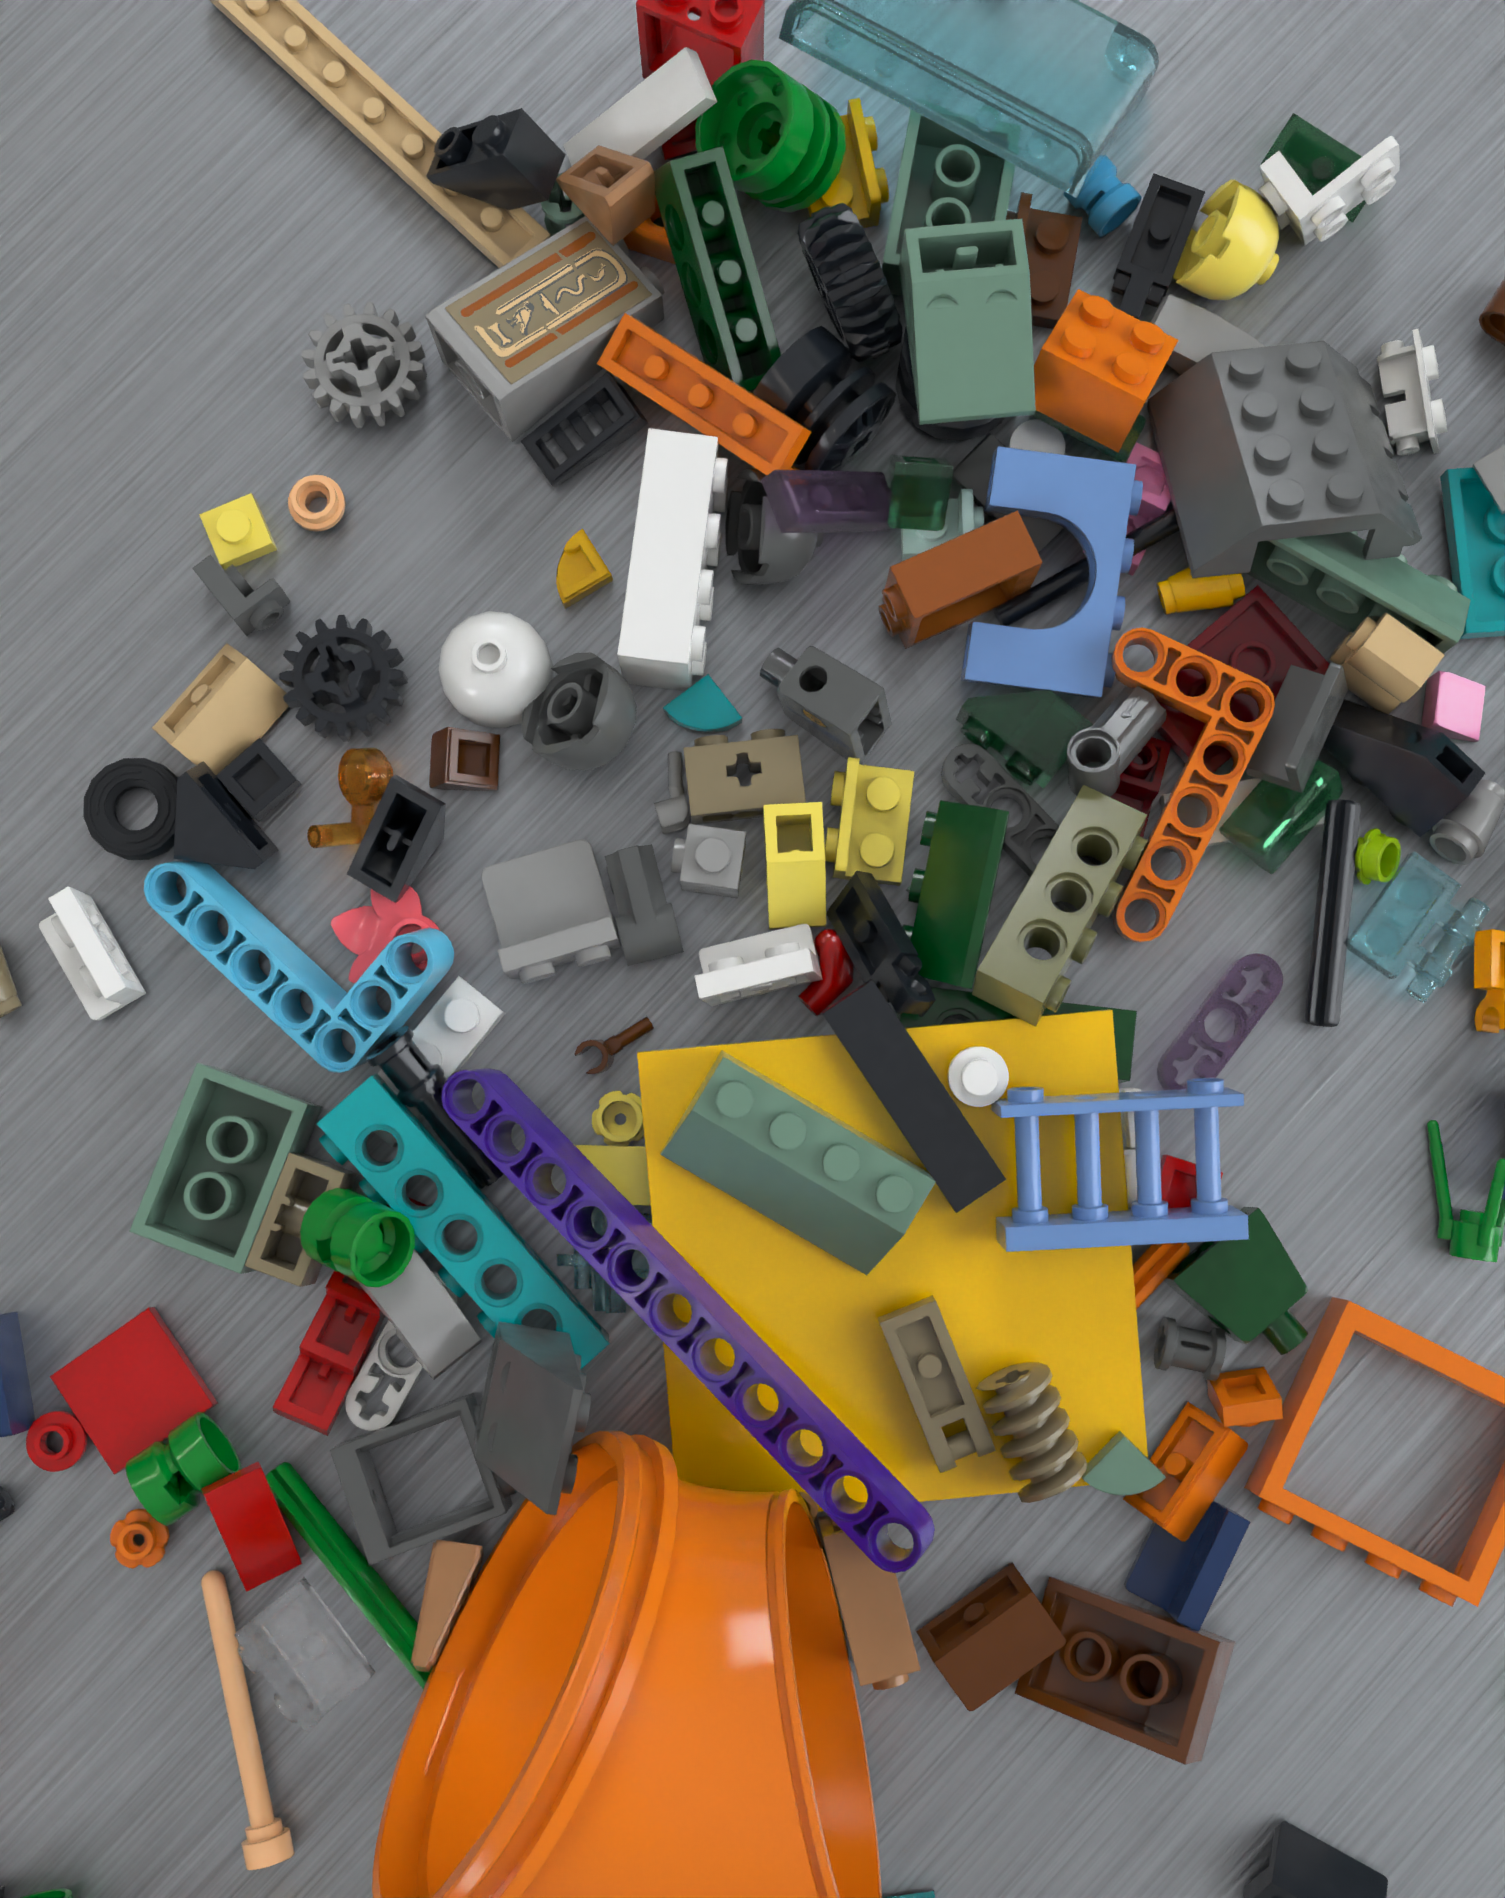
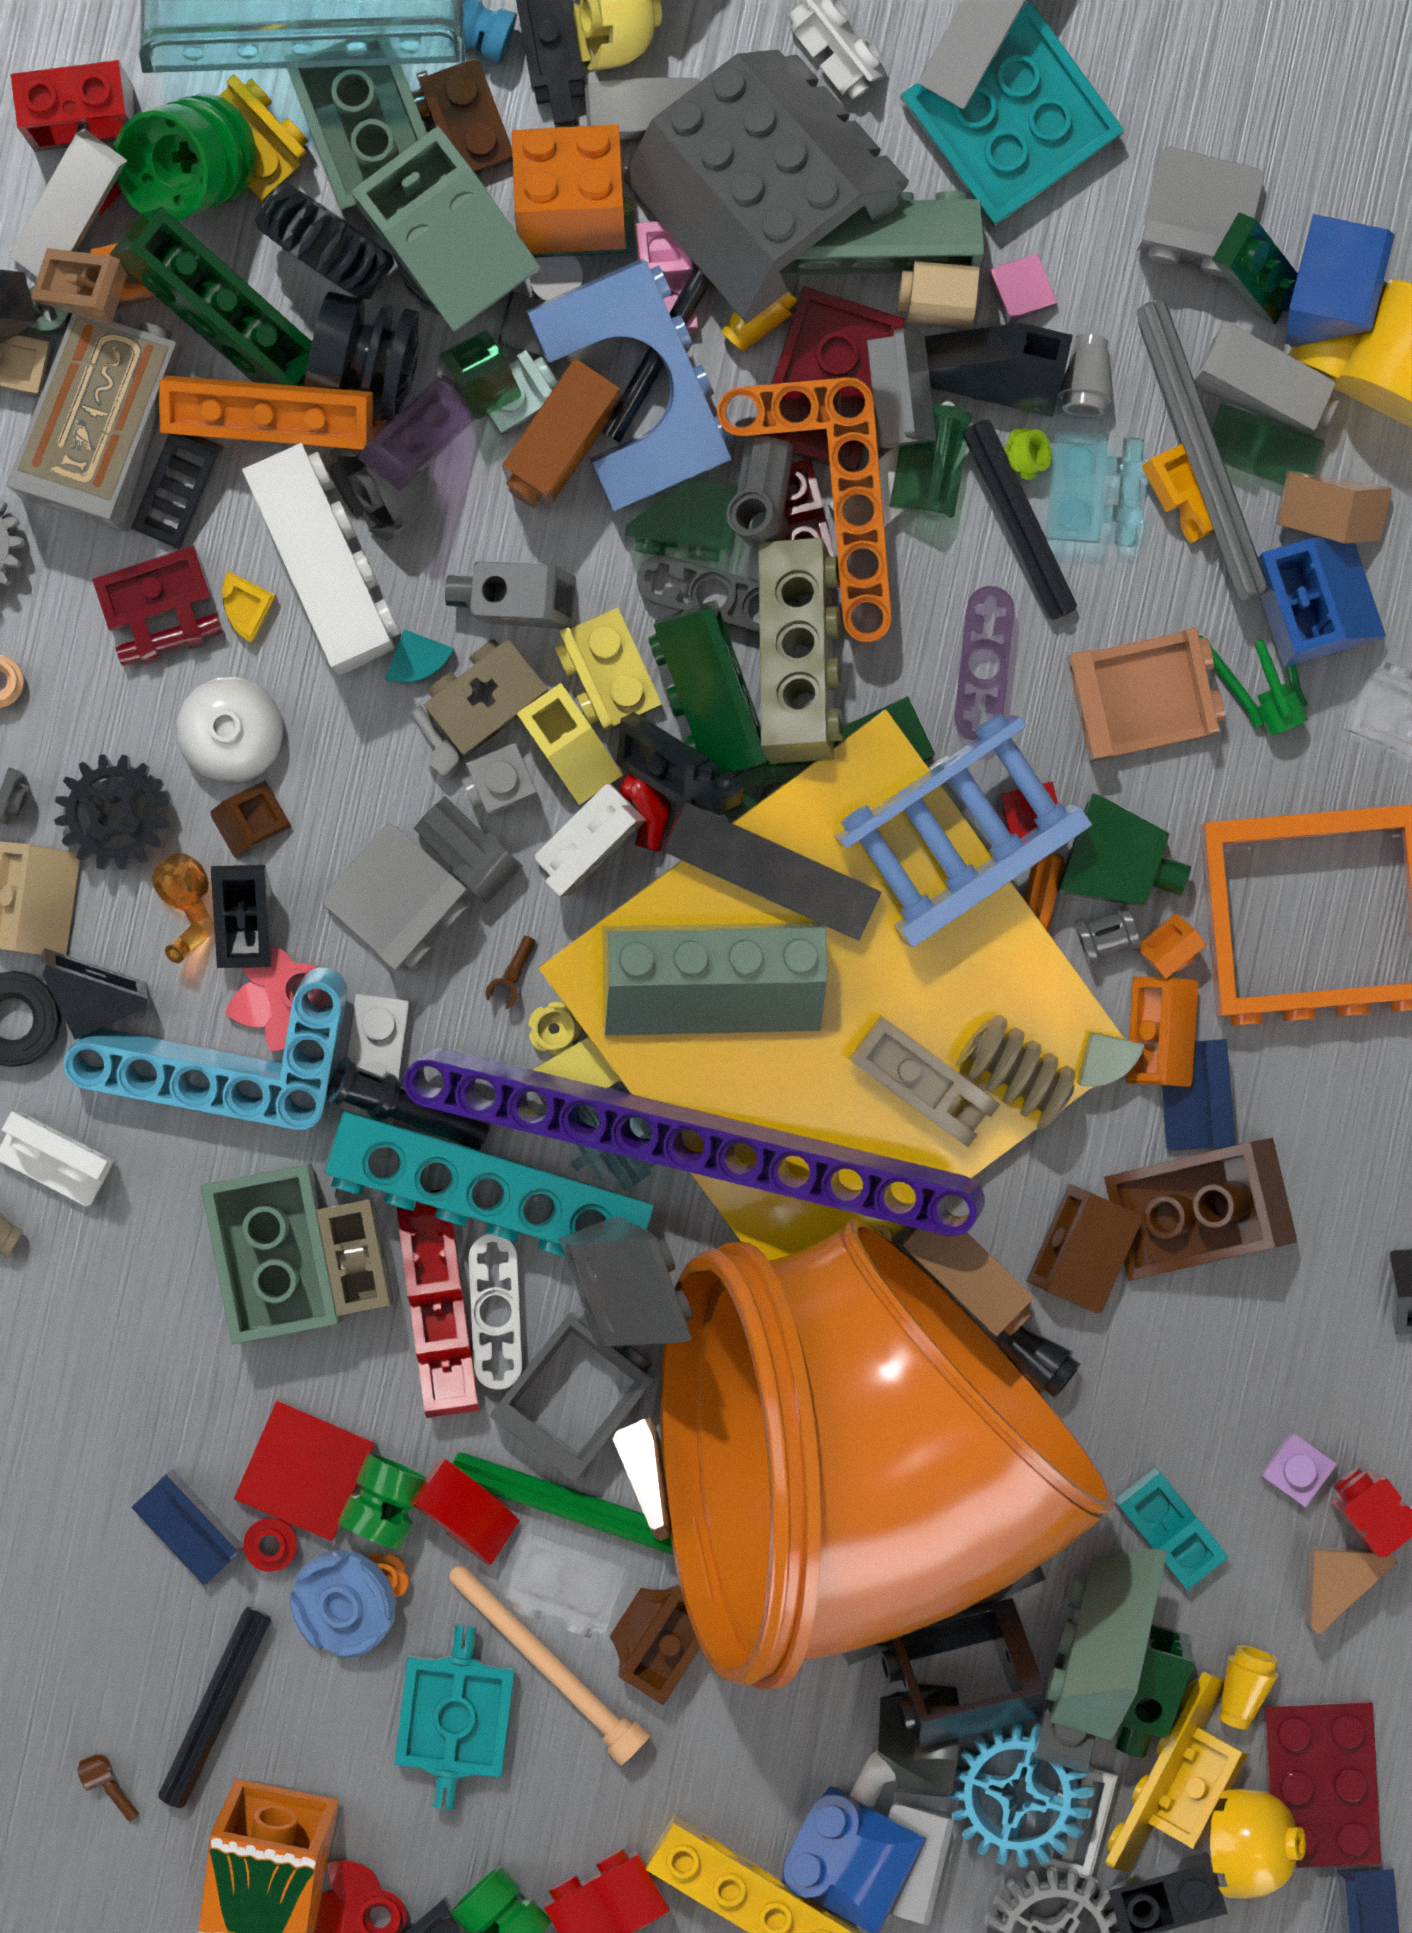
camera: 30 degrees left, 5 degrees up
(85, 1541) = (343, 1603): none -> medium blue tile
(120, 1718) = (454, 1716): none -> teal plate
(258, 779) = (96, 935): black plate -> none
(351, 1766) = (655, 1642): none -> reddish brown slope
(357, 1237) = (411, 1239): green wheel -> none
(425, 1317) = (491, 1267): light grey slope -> none
(505, 505) = (152, 590): none -> dark red plate
(581, 714) = (324, 727): dark grey cylinder -> none
(887, 1724) = (1041, 1360): none -> black cone
(978, 1076) = (812, 825): white plate -> none
(1356, 1145) = (1145, 694): none -> nougat panel

